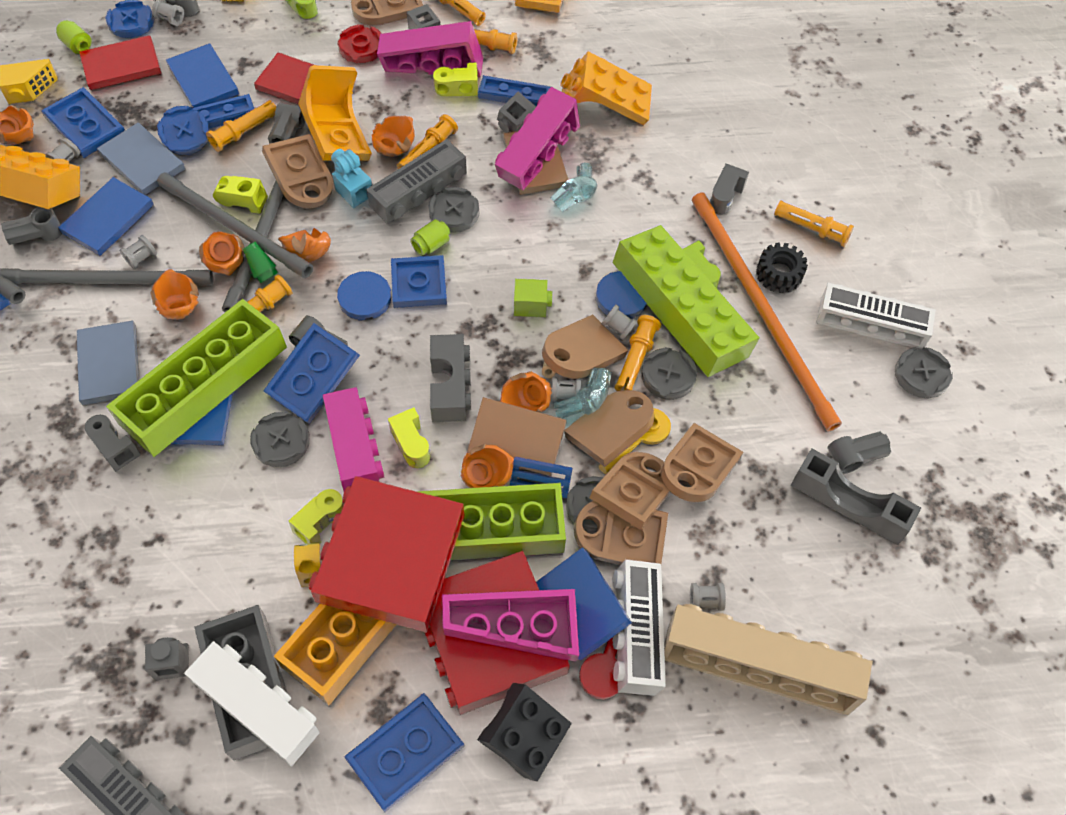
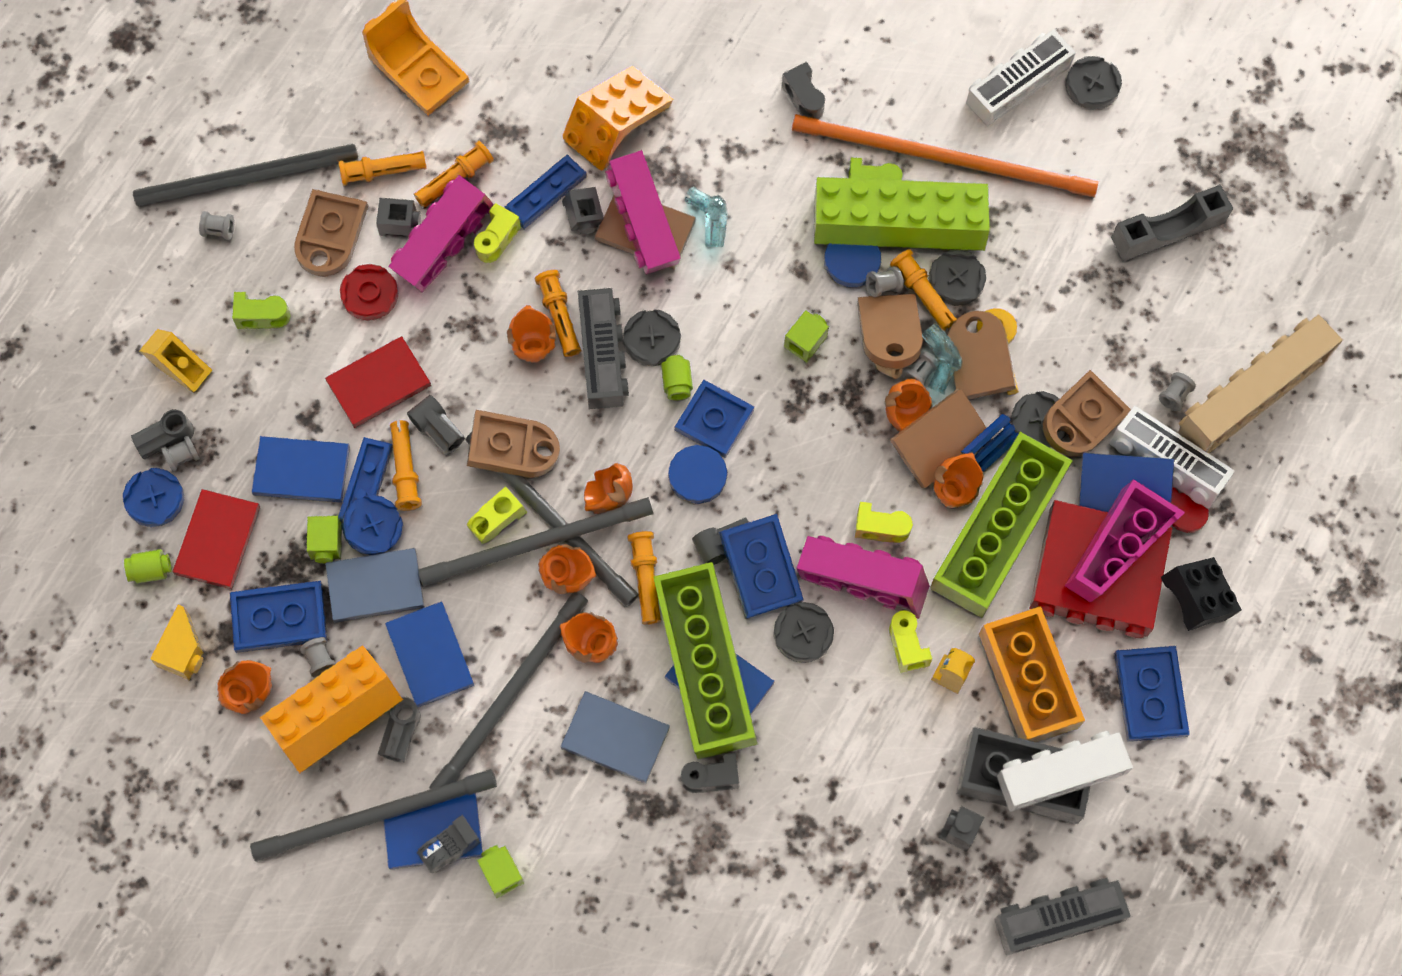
camera: 55 degrees left, 10 degrees up
(146, 250) = (504, 645): light grey bush -> none
(151, 109) = (324, 538): none -> lime brick
(259, 262) = (605, 542): green cone -> none
(330, 113) = (473, 380): light orange bracket -> none
(349, 178) = (559, 405): medium azure brick -> none
(388, 553) = (1002, 598): red brick -> none
(449, 398) = (823, 440): dark grey arch -> none
(632, 489) = (1054, 381): medium nougat tile -> none
(702, 462) = (1061, 312): medium nougat tile -> none
(784, 211) = (902, 44): light orange pin -> none
(784, 256) = (919, 97): black tyre -> none
(855, 452) = (1130, 193): dark grey piece -> none

